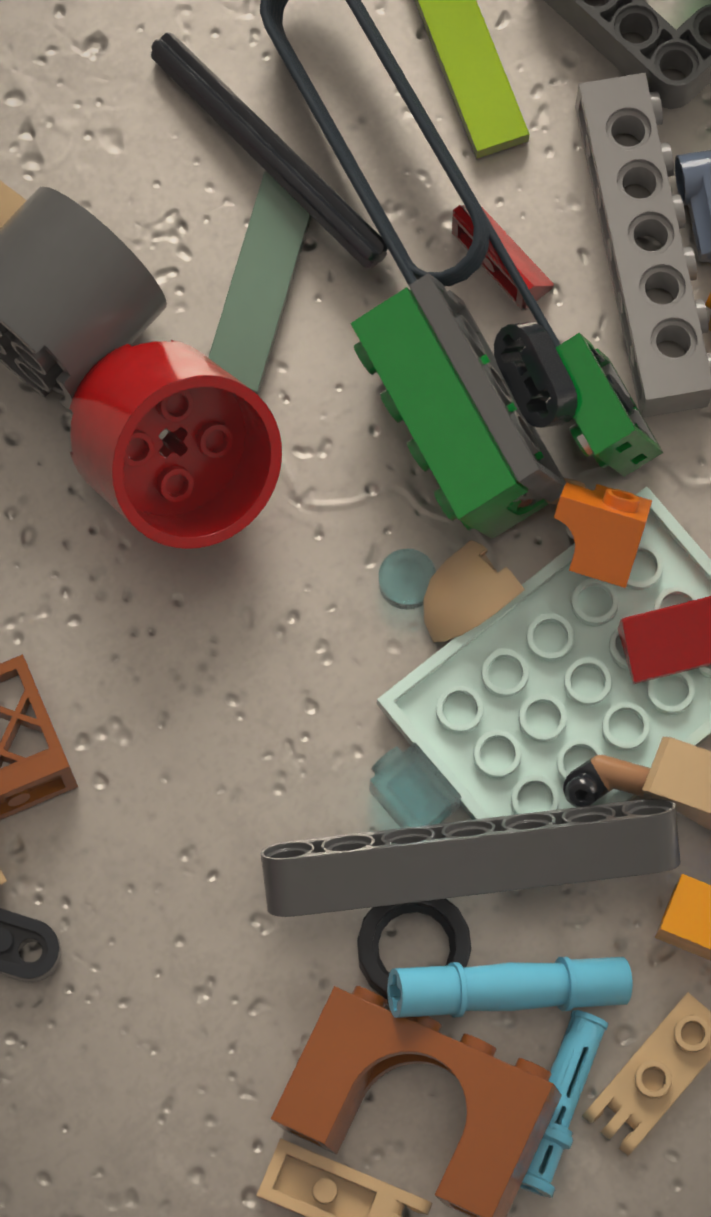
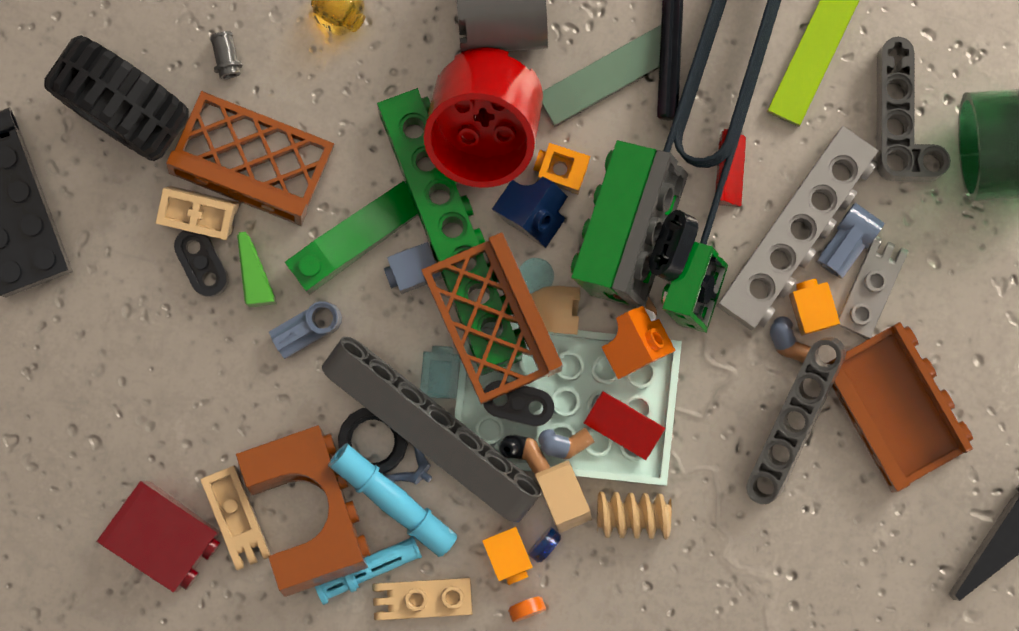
camera: 45 degrees right, 10 degrees up
(90, 899) = (254, 279): none -> bright green slope
(154, 740) = (352, 238): none -> green slope
(201, 898) = (303, 330): none -> sand blue piece
(259, 703) = (406, 268): none -> sand blue brick
(319, 409) = (574, 161): none -> light orange brick
(328, 503) = (532, 209): none -> dark blue brick
(432, 608) = (522, 307): none -> dark orange fence
(442, 708) = (396, 116): none -> green brick
(499, 918) = (418, 475): none -> sand blue piece
(537, 732) = (518, 405): none -> black plate
(641, 729) = (564, 447): none -> arm

